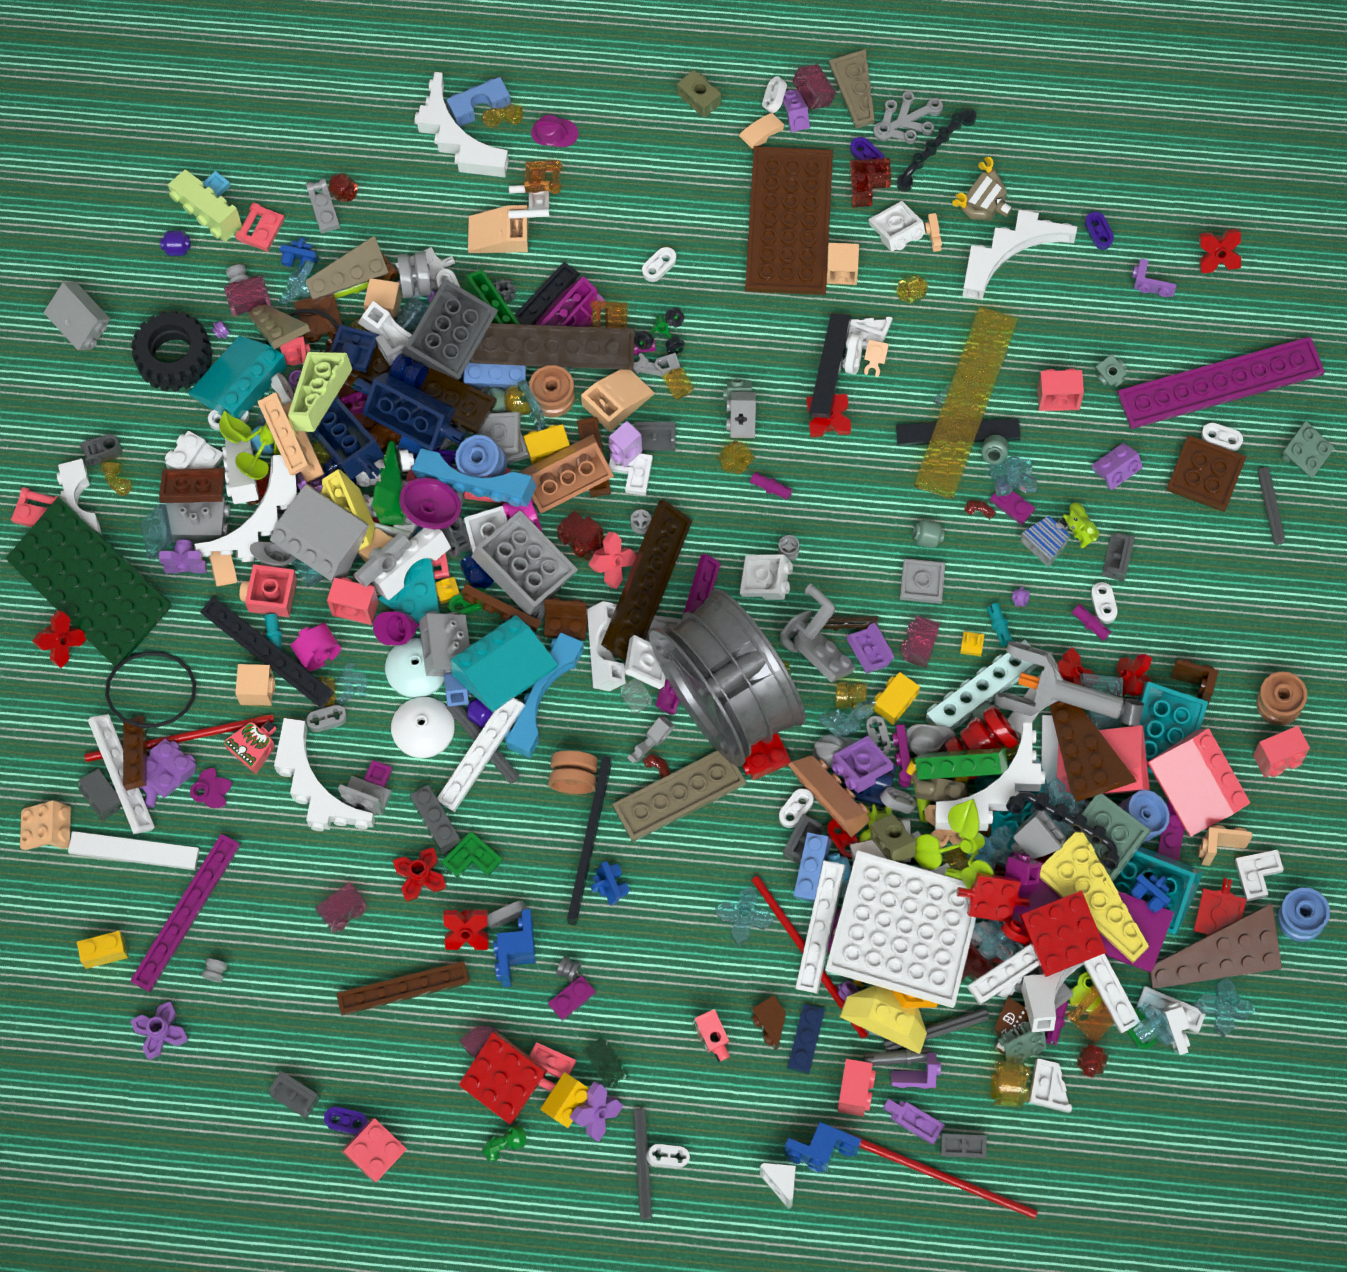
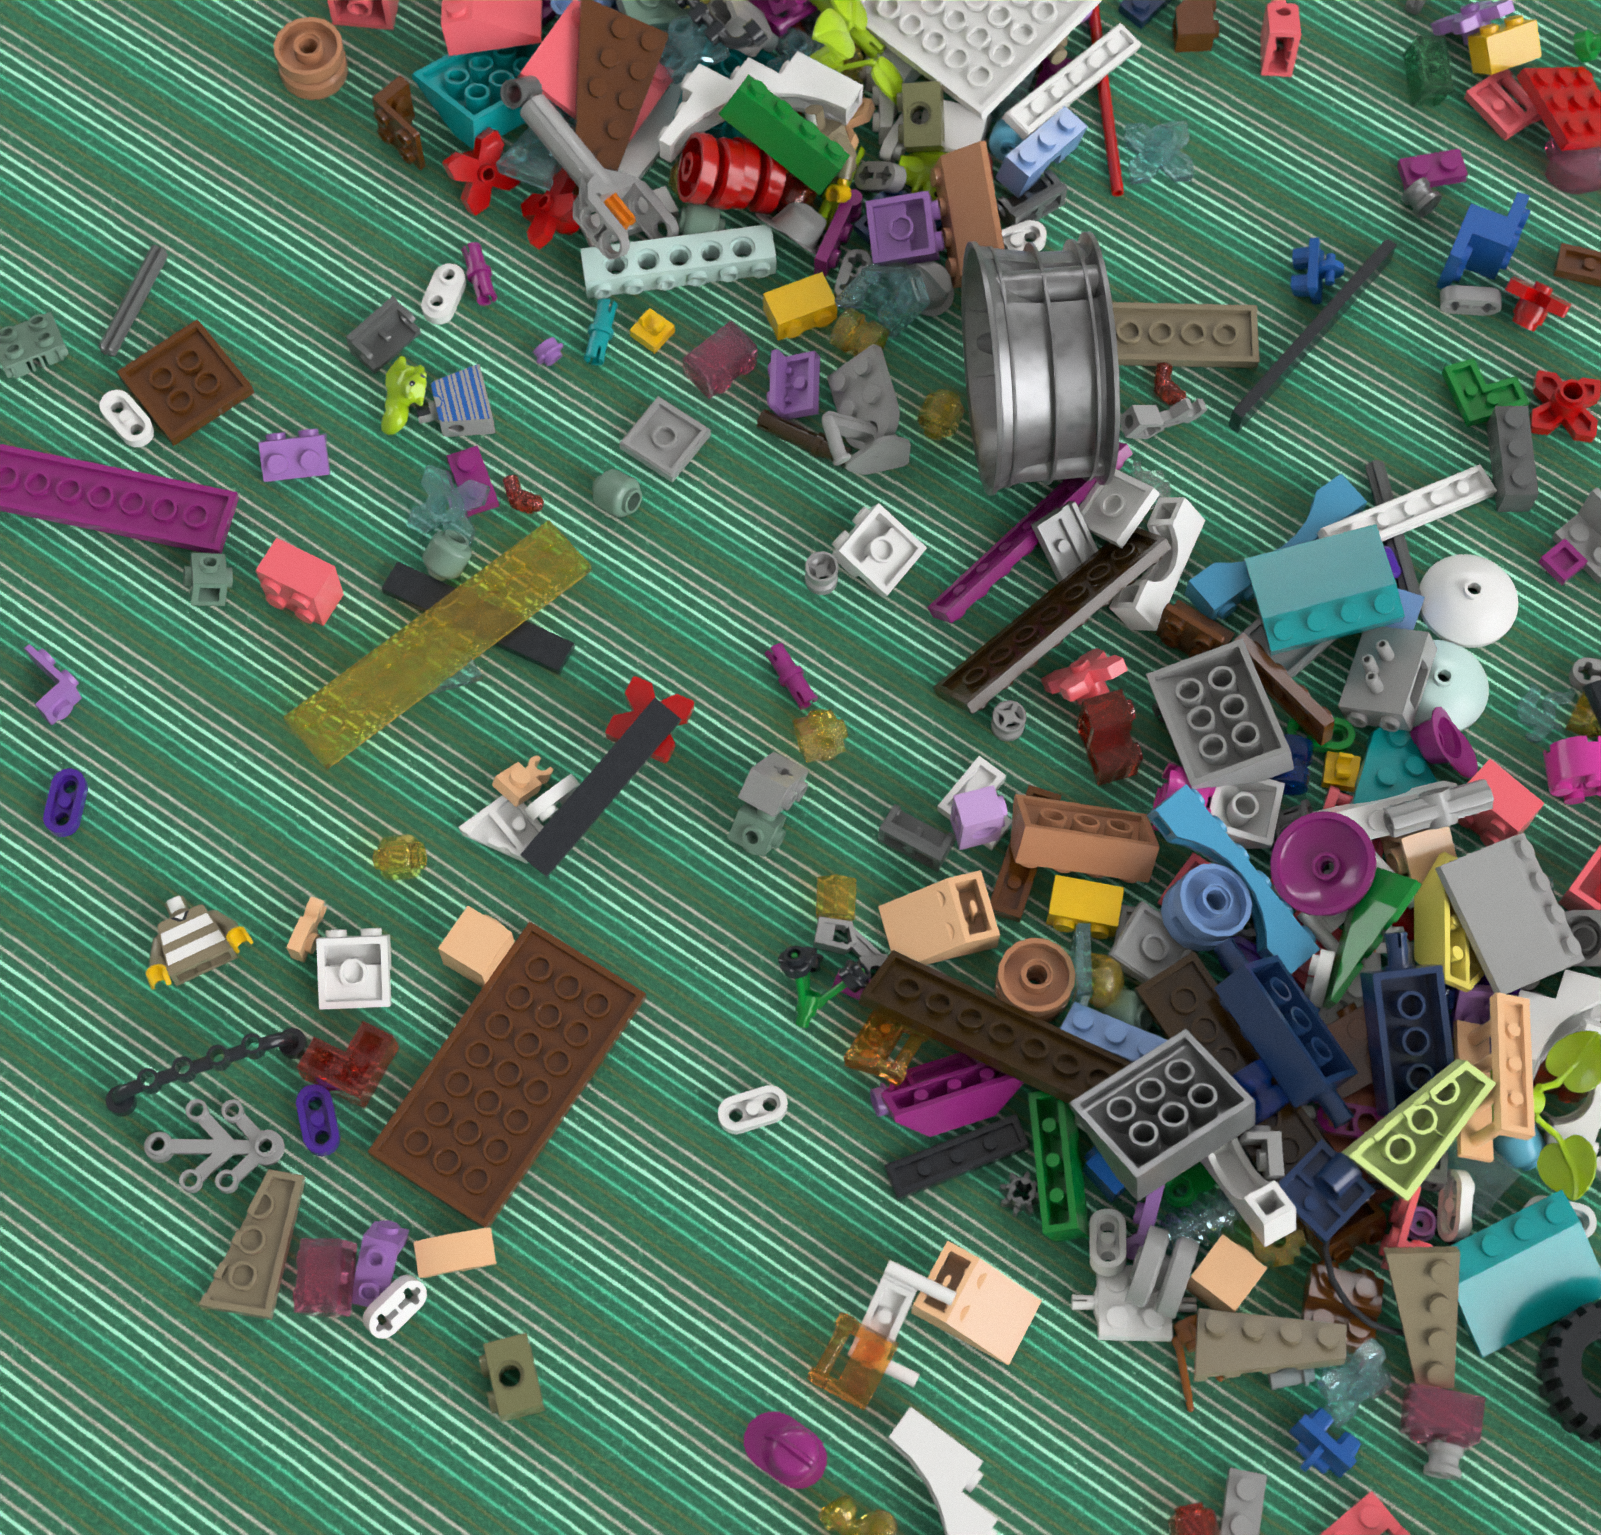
camera: 155 degrees left, 0 degrees up
(220, 329) = (1510, 1380): medium lavender plate -> none
(573, 772) = (1295, 414): nougat wheel -> none
(1006, 242) = (216, 855): white arch -> none

